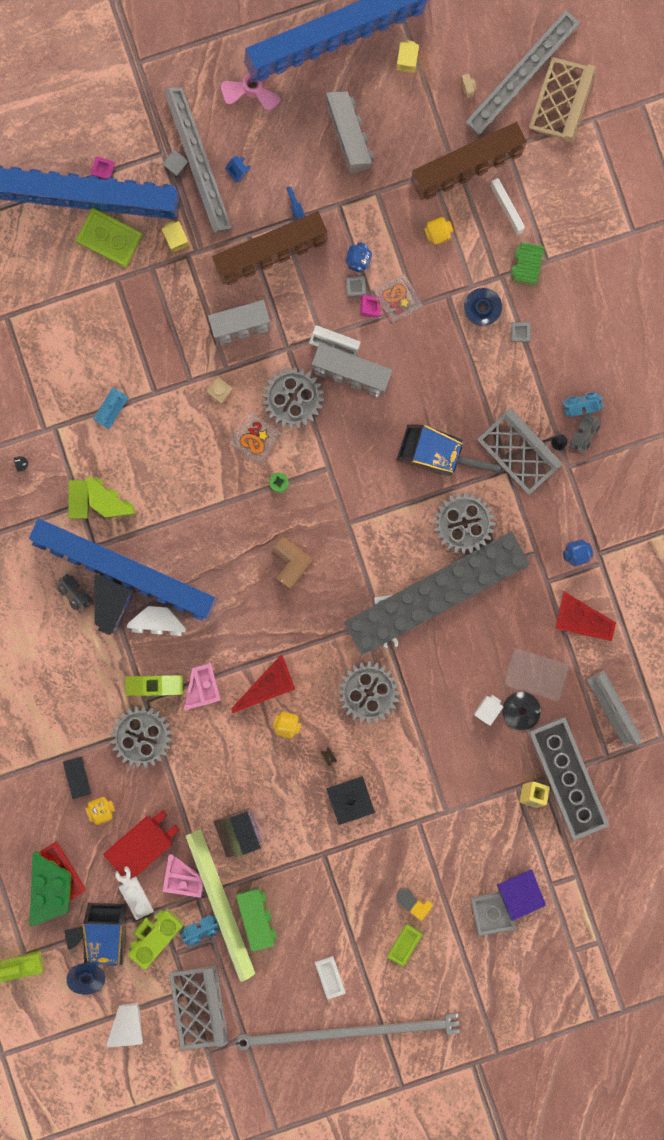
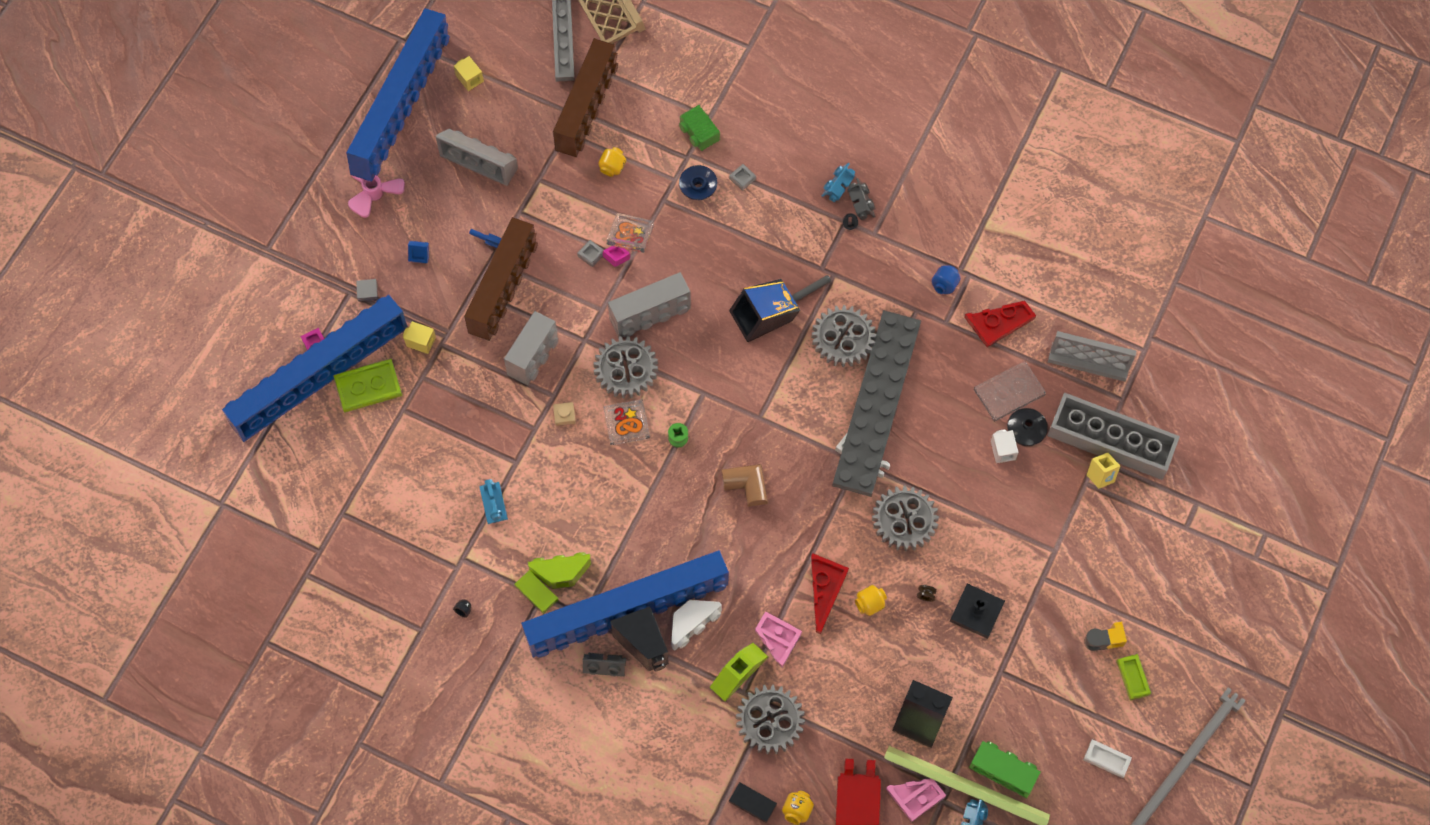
camera: 45 degrees left, 20 degrees down
(198, 160) = (377, 269): light grey plate -> none
(334, 340) = (600, 306): white piece -> none
(358, 257) = (573, 229): blue head -> none
(468, 85) = (531, 54): tan plate -> none
(491, 914) = (1169, 588): light grey tile -> none
(507, 206) = (644, 104): white tile -> none
(521, 894) = (1174, 552): dark purple tile -> none
(532, 439) = (826, 236): light grey fence -> none

